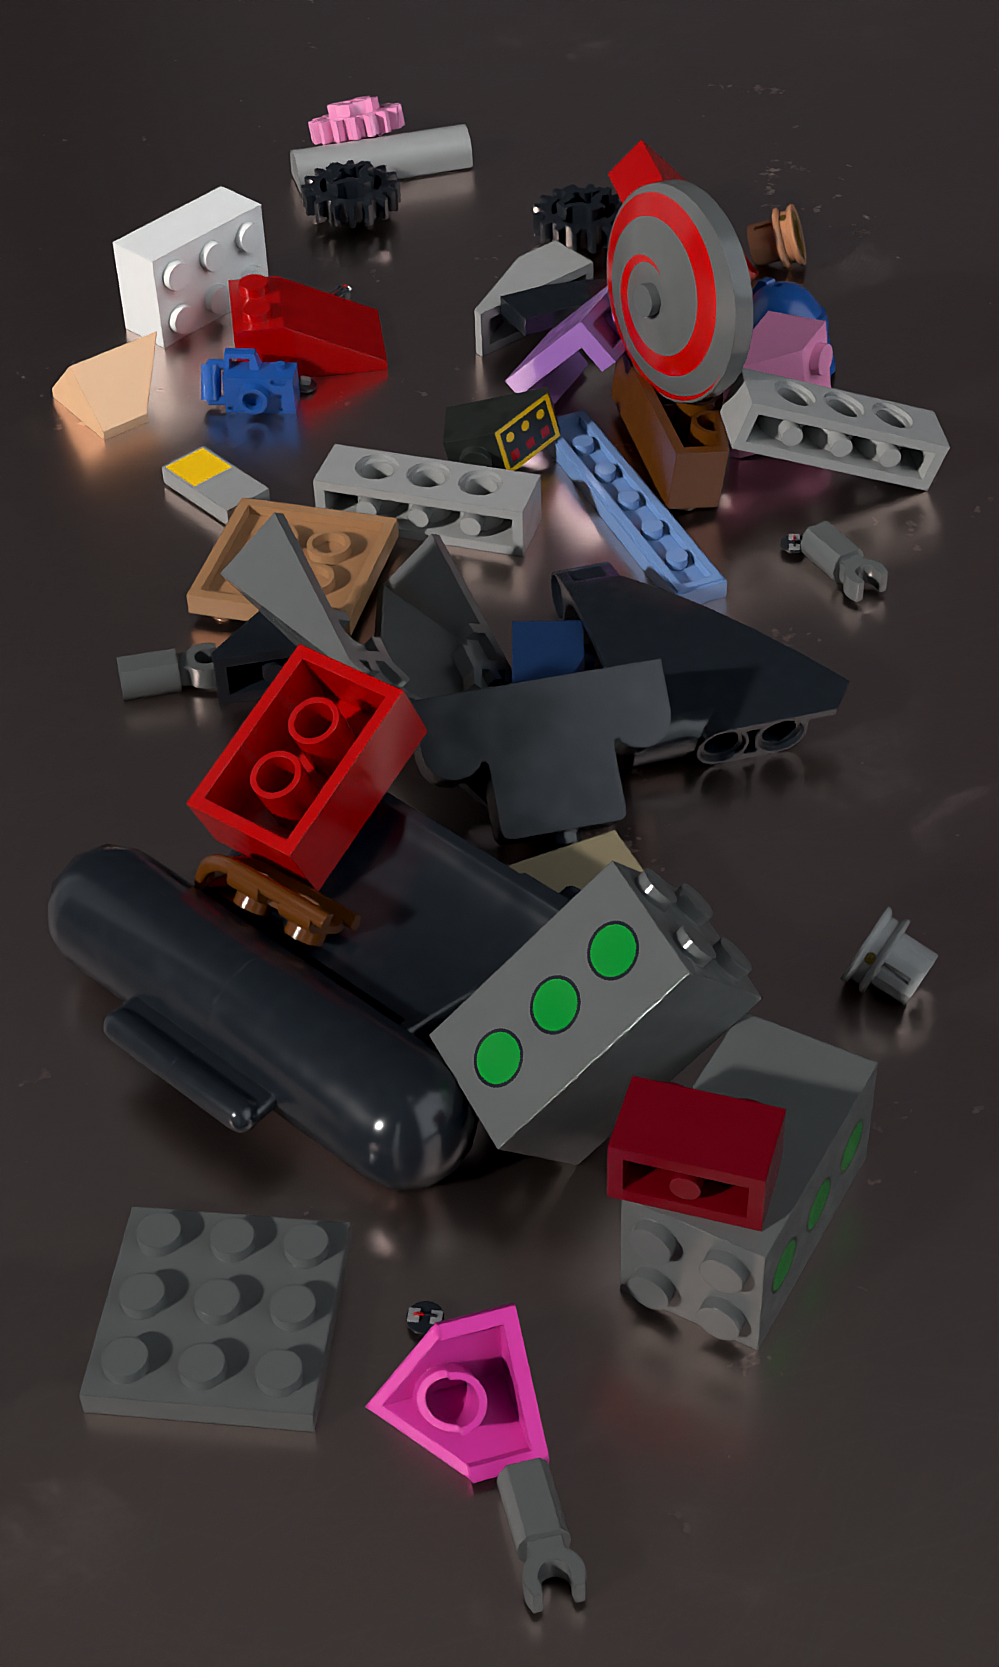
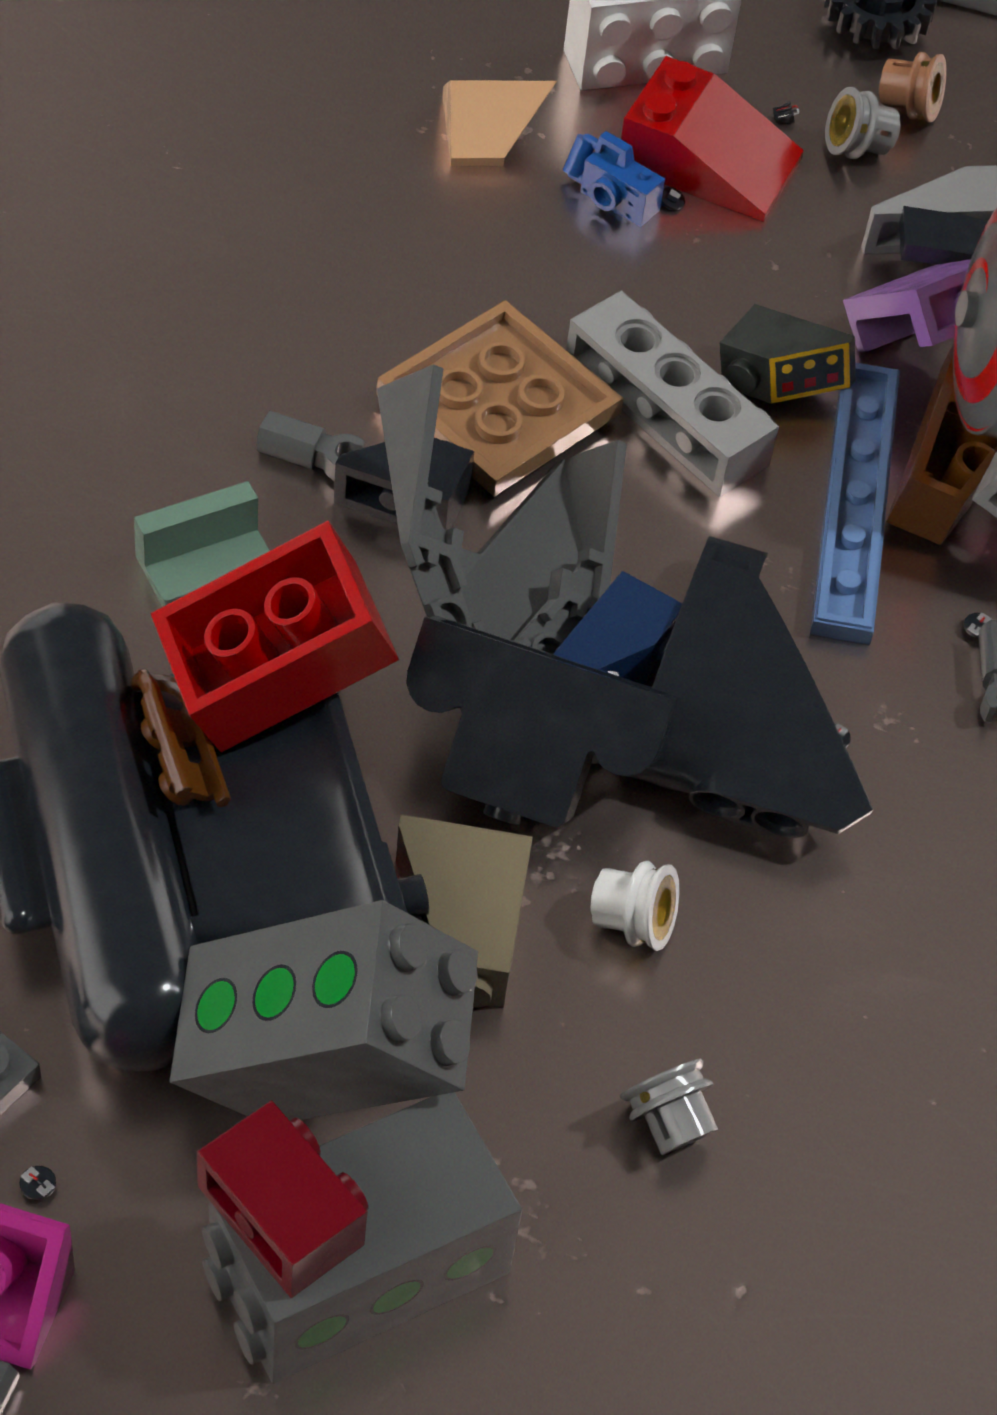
camera: 25 degrees right, 10 degrees up
(139, 781) = (198, 540): none -> sand green panel
(212, 482) = (503, 267): light grey tile -> none
(414, 259) = (856, 124): none -> light grey piece
(425, 231) = (914, 85): none -> nougat piece
(728, 840) = (637, 903): none -> white piece

